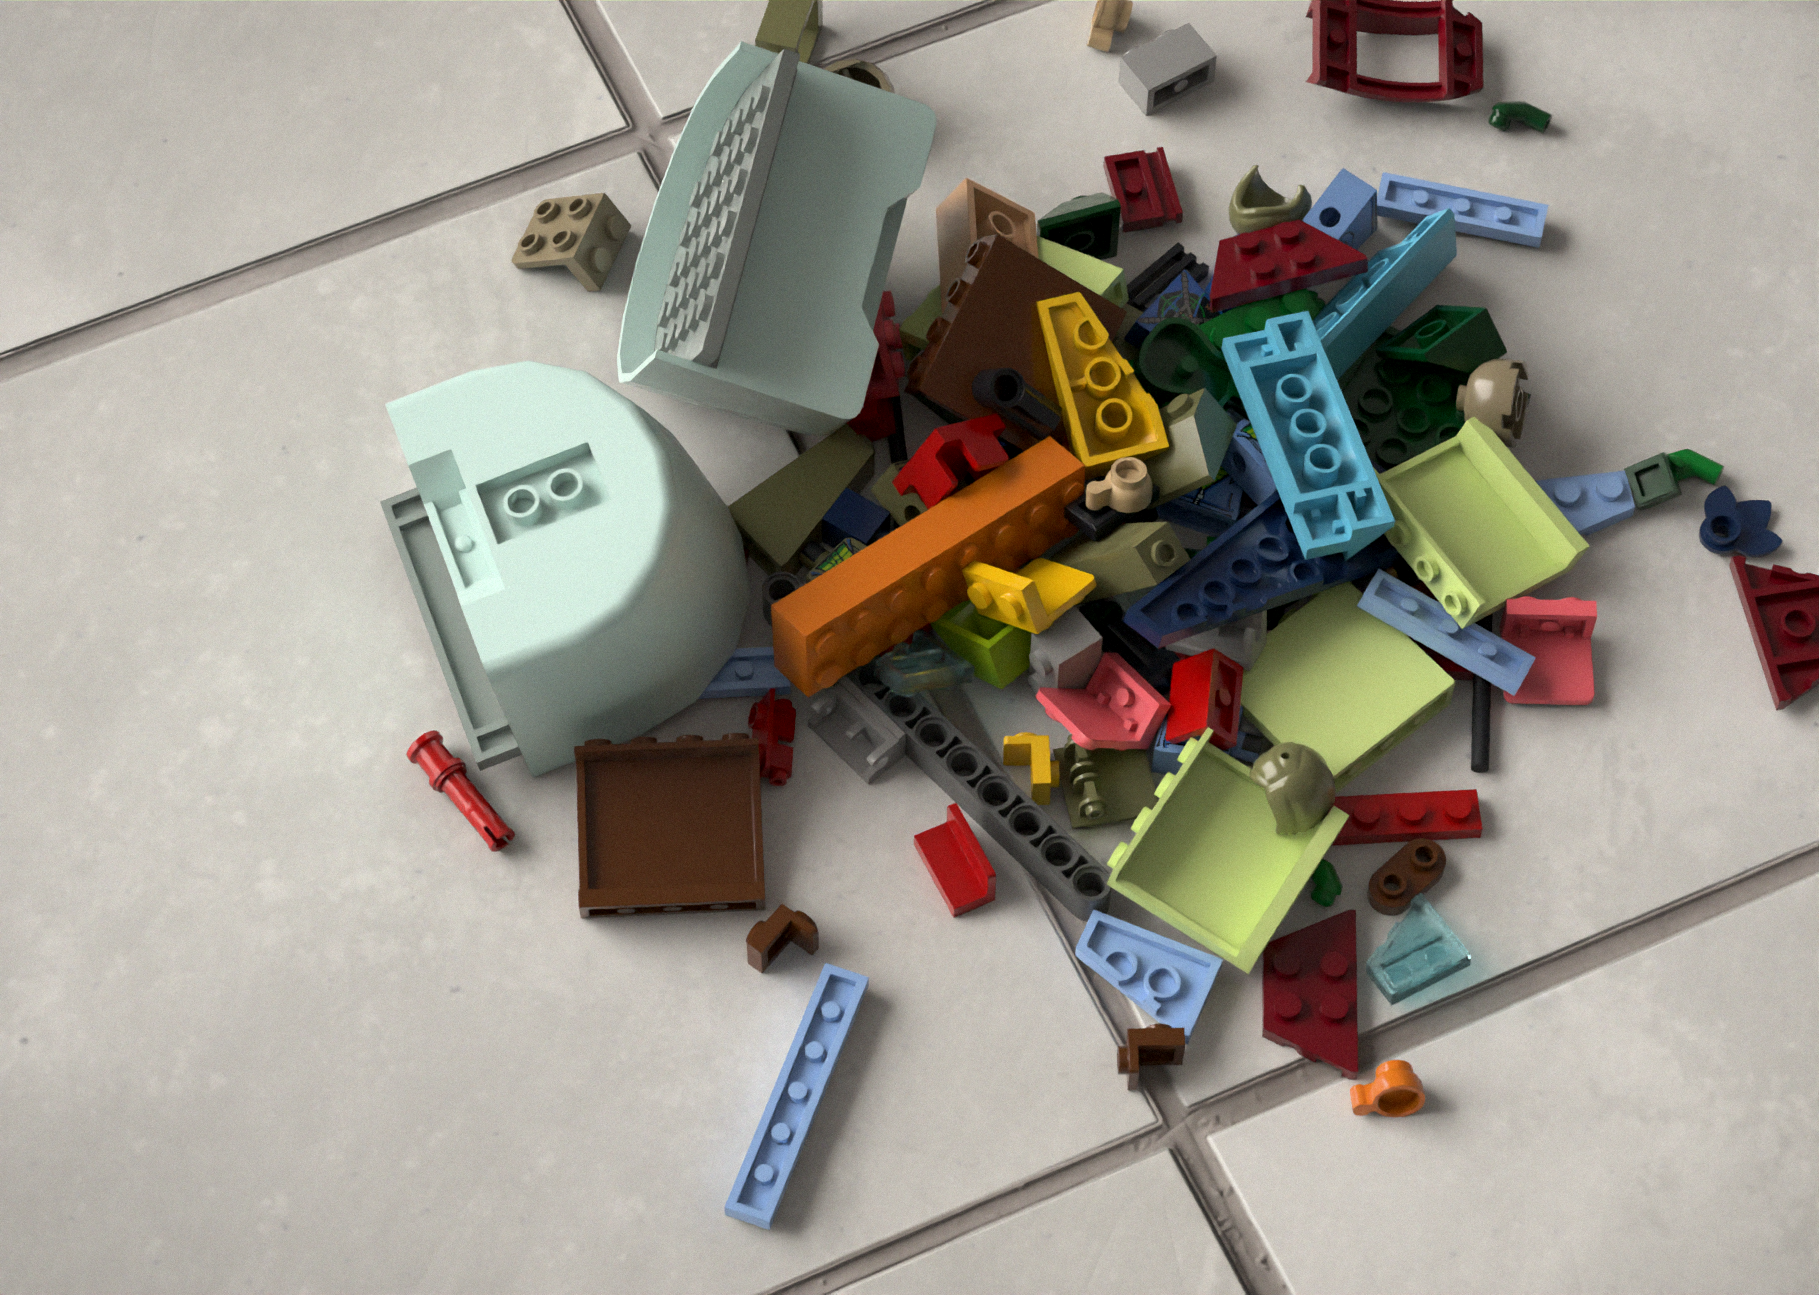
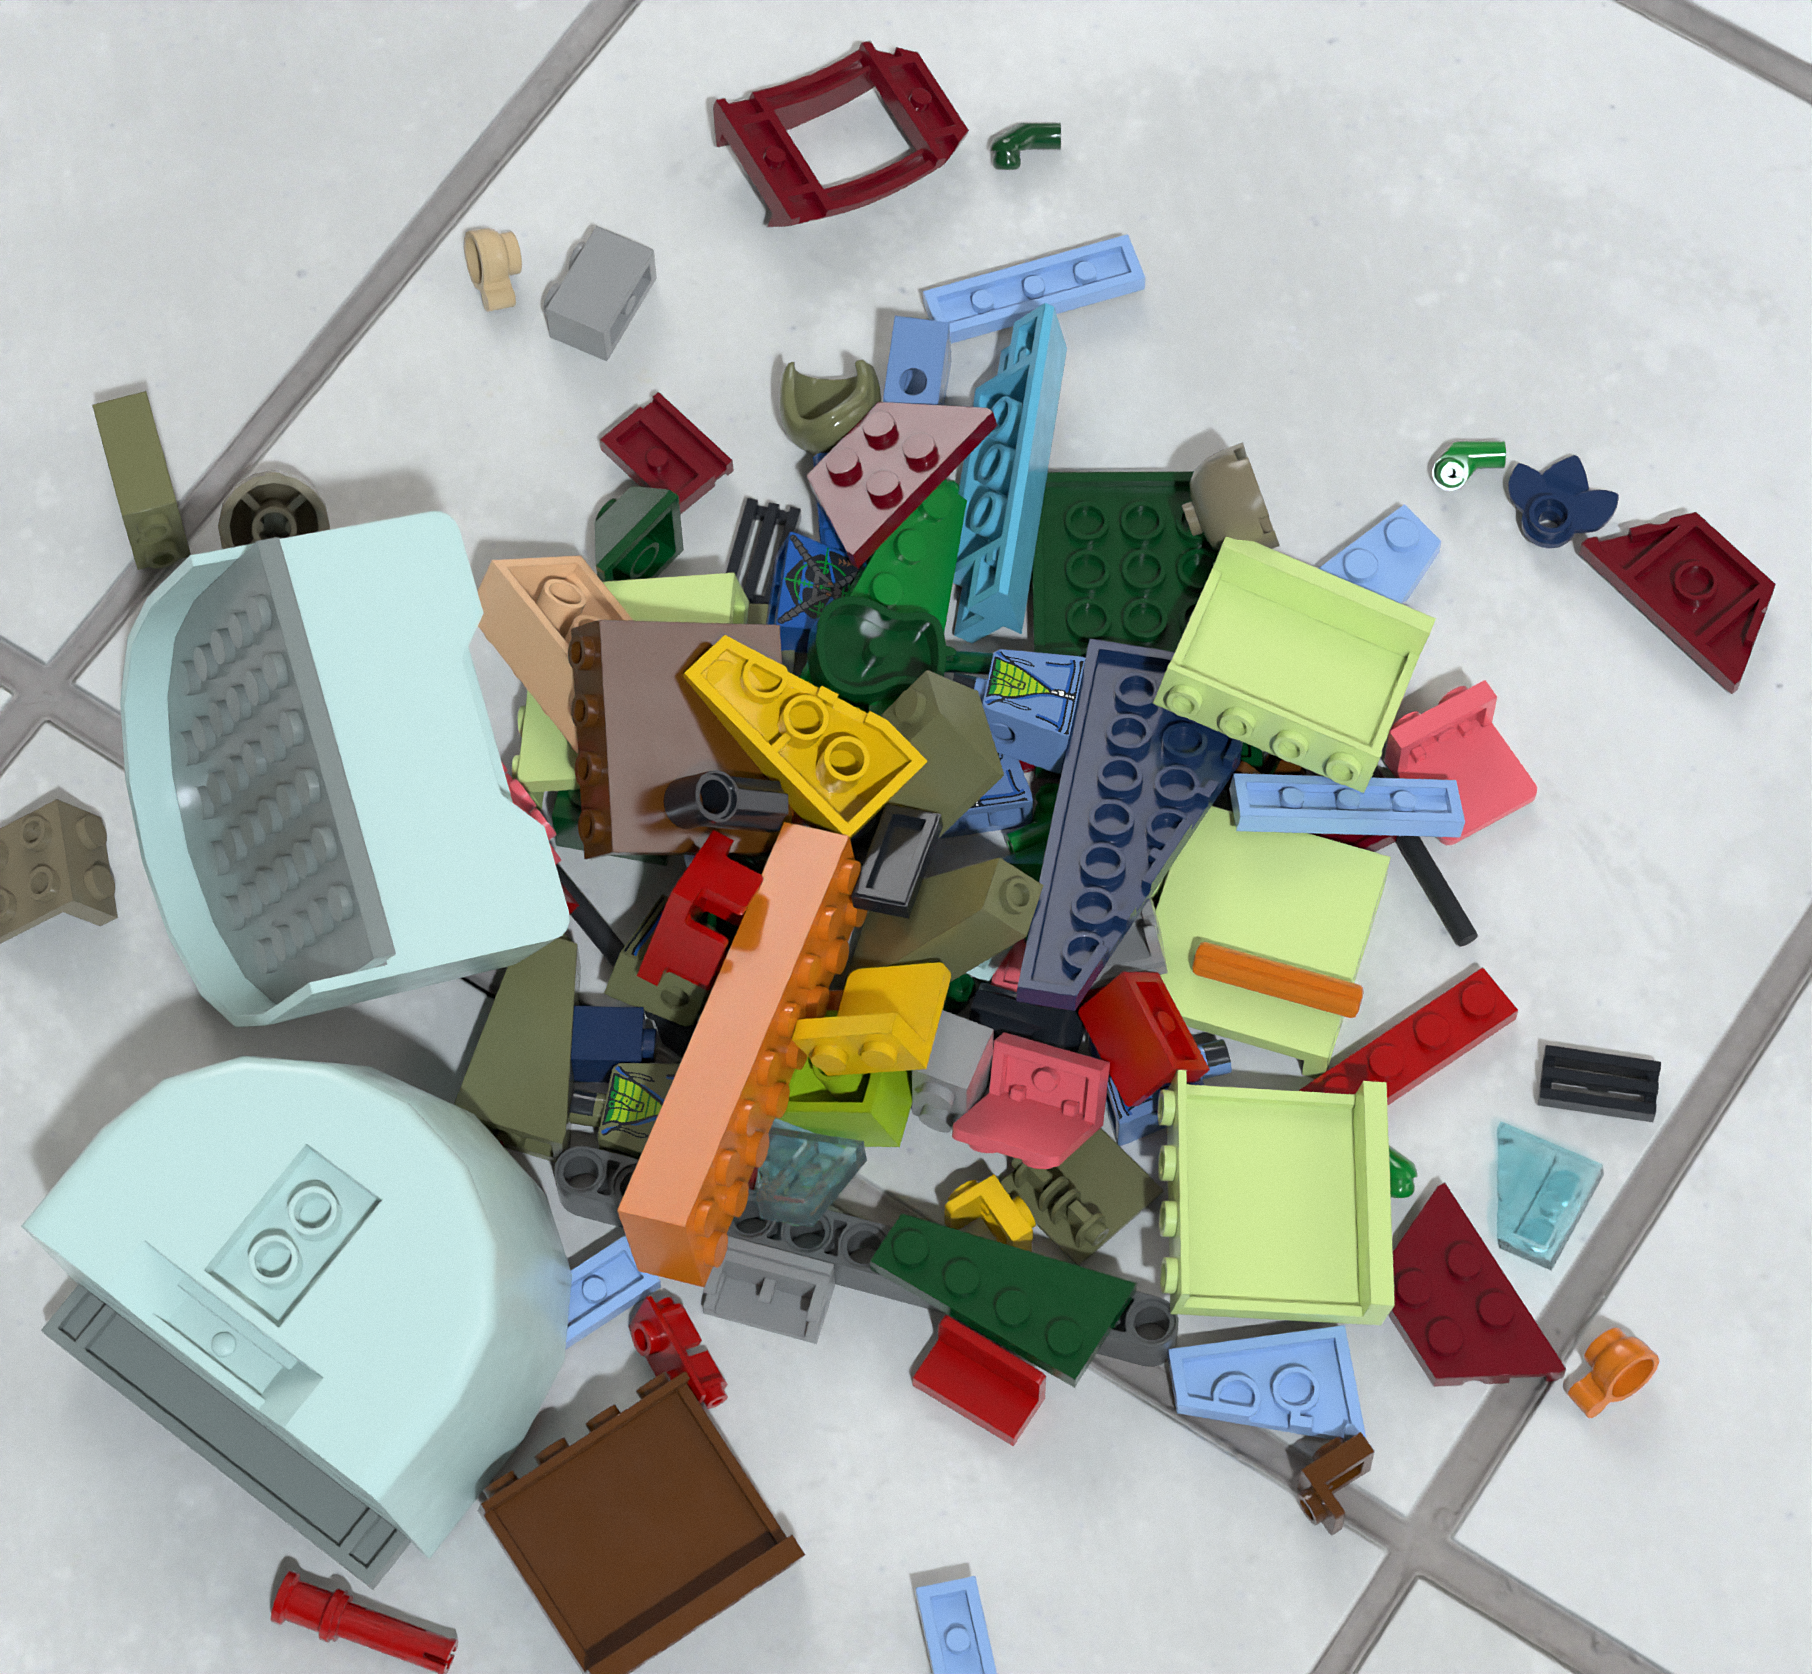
camera: 30 degrees left, 5 degrees up
(771, 937) = (831, 1596): reddish brown bracket -> none
(1007, 814) = (1013, 1296): none -> dark green wing
(1125, 487) = (907, 839): tan piece -> none
(1296, 786) = (1309, 1079): olive piece -> none
(1308, 437) = (1072, 663): medium azure slope -> none
(1322, 715) = (1278, 979): none -> orange axle
(1408, 874) = (1472, 1108): reddish brown plate -> none
(1447, 340) = (1128, 458): dark green slope -> none
(1504, 887) = (1604, 1064): none -> black tile
(1653, 481) = (1443, 501): dark green tile -> none

